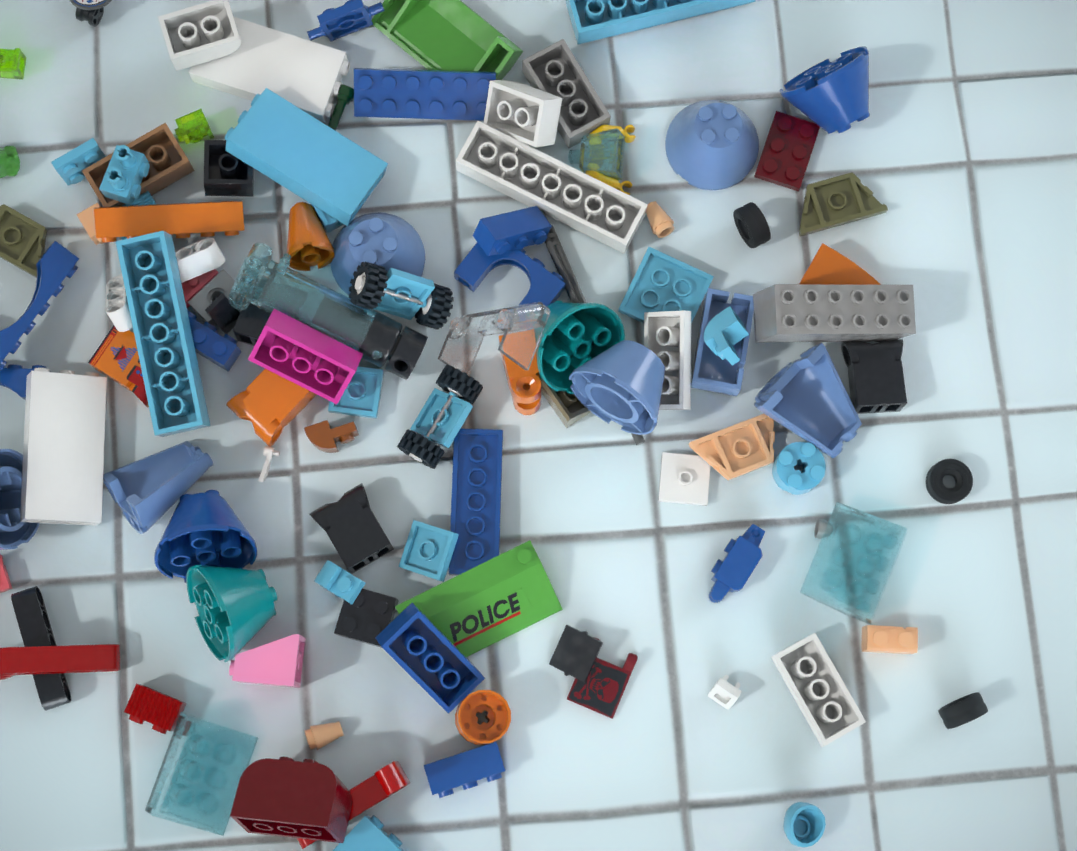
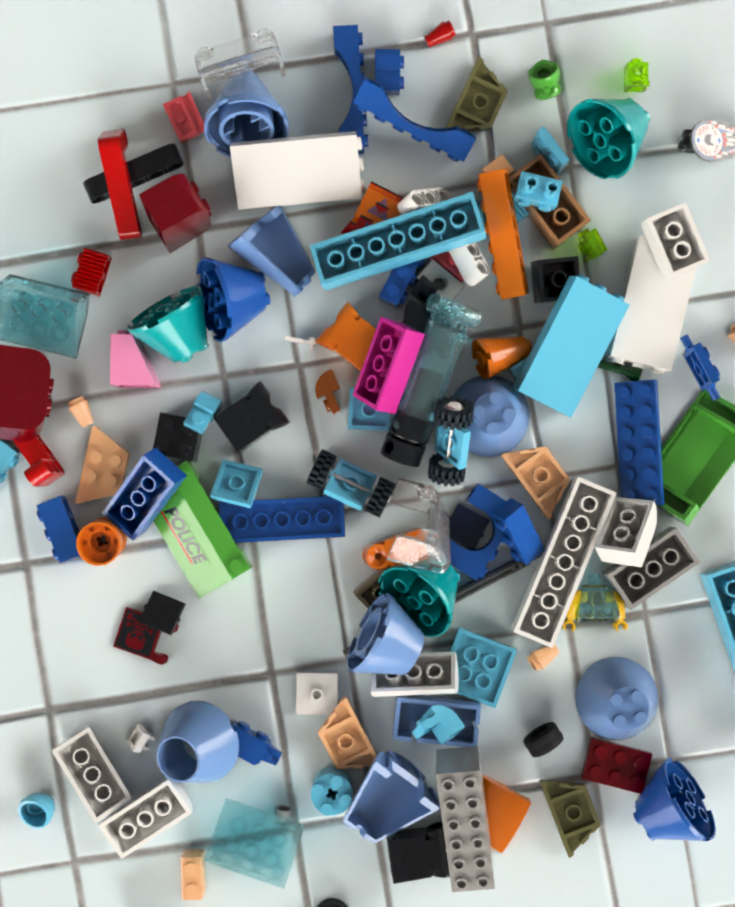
camera: 85 degrees right, 10 degrees up
(71, 97) = (607, 135): none -> teal cone
(95, 591) = (176, 211): none -> dark red brick
(395, 714) = (102, 468): none -> light nougat wing
(452, 206) = (539, 476): none -> light nougat wing
(502, 291) = (467, 526): none -> dark blue piece
(718, 597) = (209, 735): none -> medium blue cone
(762, 751) = (91, 774): none -> white brick

